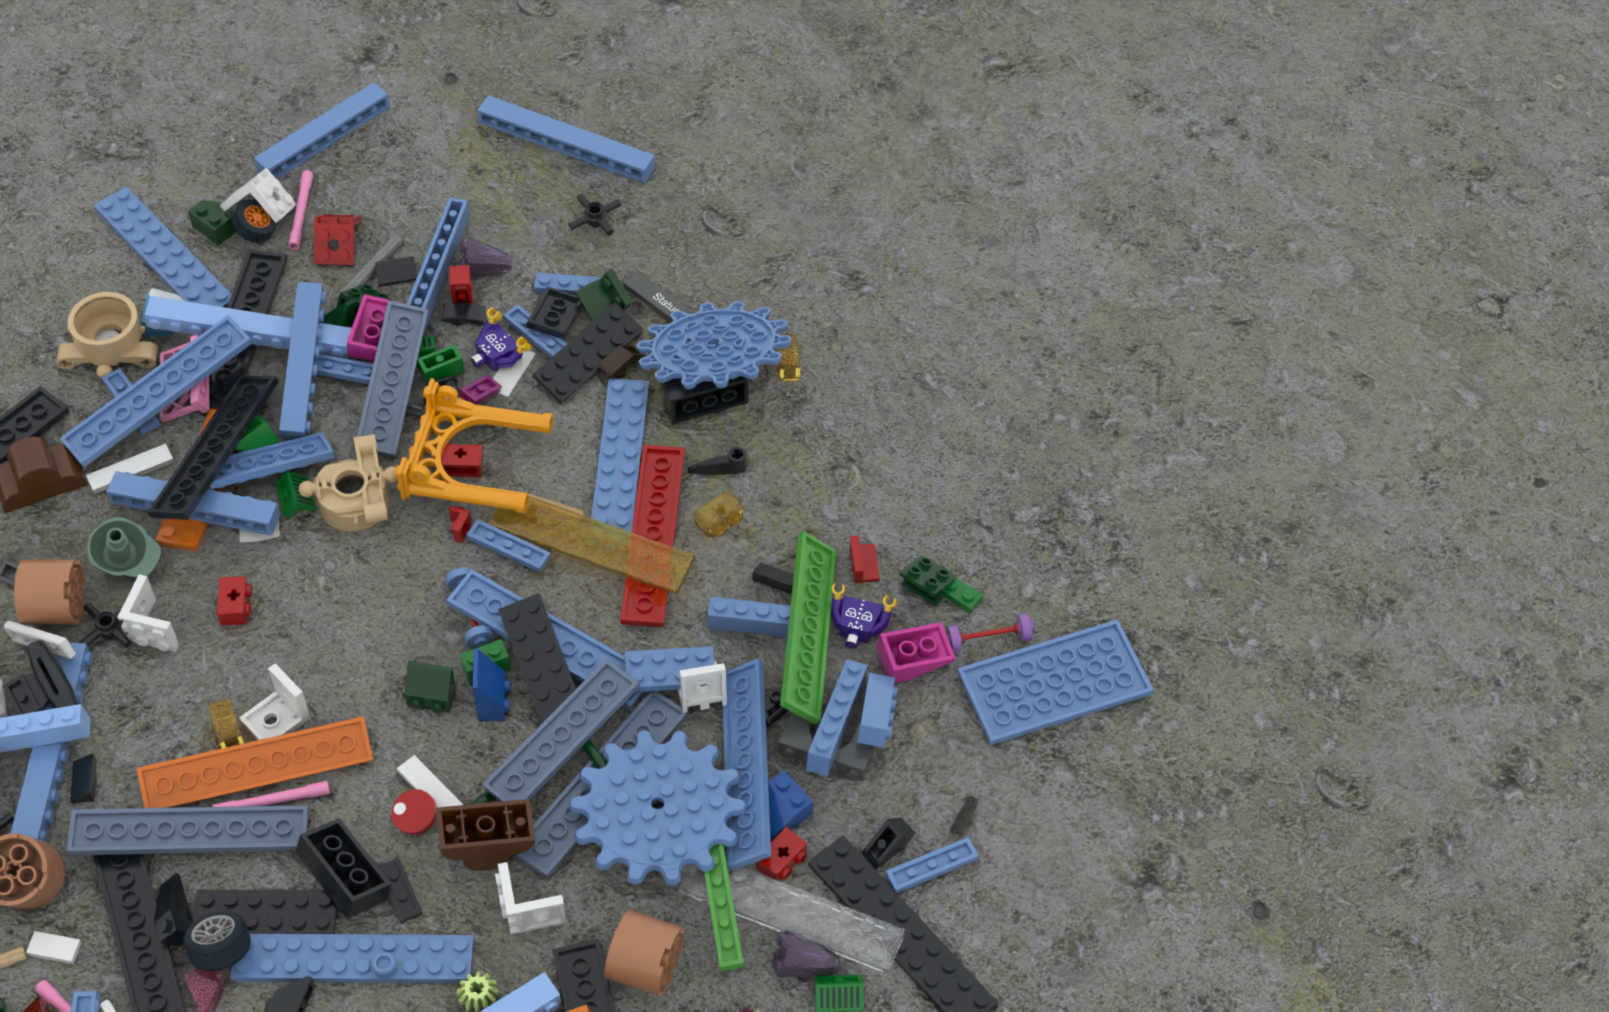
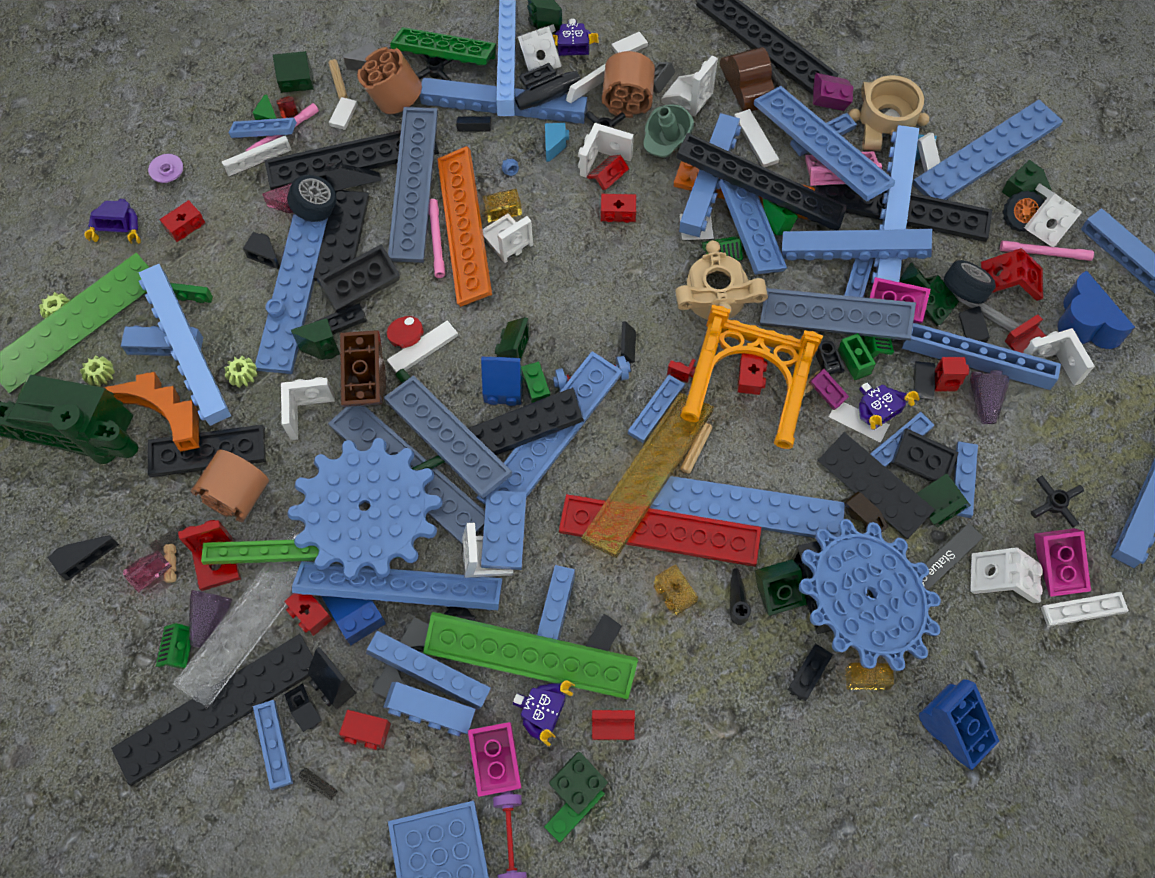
camera: 100 degrees right, 10 degrees up
(62, 527) = (694, 89): none -> white bracket
(69, 388) = (832, 92): none -> magenta slope
(122, 679) = (555, 139): none -> dark azure slope
(162, 726) = (510, 167): none -> medium blue plate
(176, 613) = (609, 171): none -> red panel
(349, 267) = (969, 282): none -> black wheel
(384, 175) = (1094, 315): none -> blue brick
(408, 230) = (1021, 336): none -> red panel
(425, 581) = (628, 342): none -> black slope
(429, 197) = (1067, 349): none -> white bracket
(435, 898) = (316, 339): none -> dark green slope
(655, 213) = (1063, 561): none -> dark pink slope
(678, 245) = (1013, 572): none -> white bracket
(700, 203) = (1084, 609): none -> white tile
(704, 427) = (780, 587): none -> dark green slope
(725, 984) = (193, 539): none -> red bracket
(789, 404) = (810, 672): none -> black hinge
(821, 289) = (961, 722): none -> blue brick
(859, 808) = (329, 680): none -> black slope
(902, 777) = (365, 730): none -> red brick

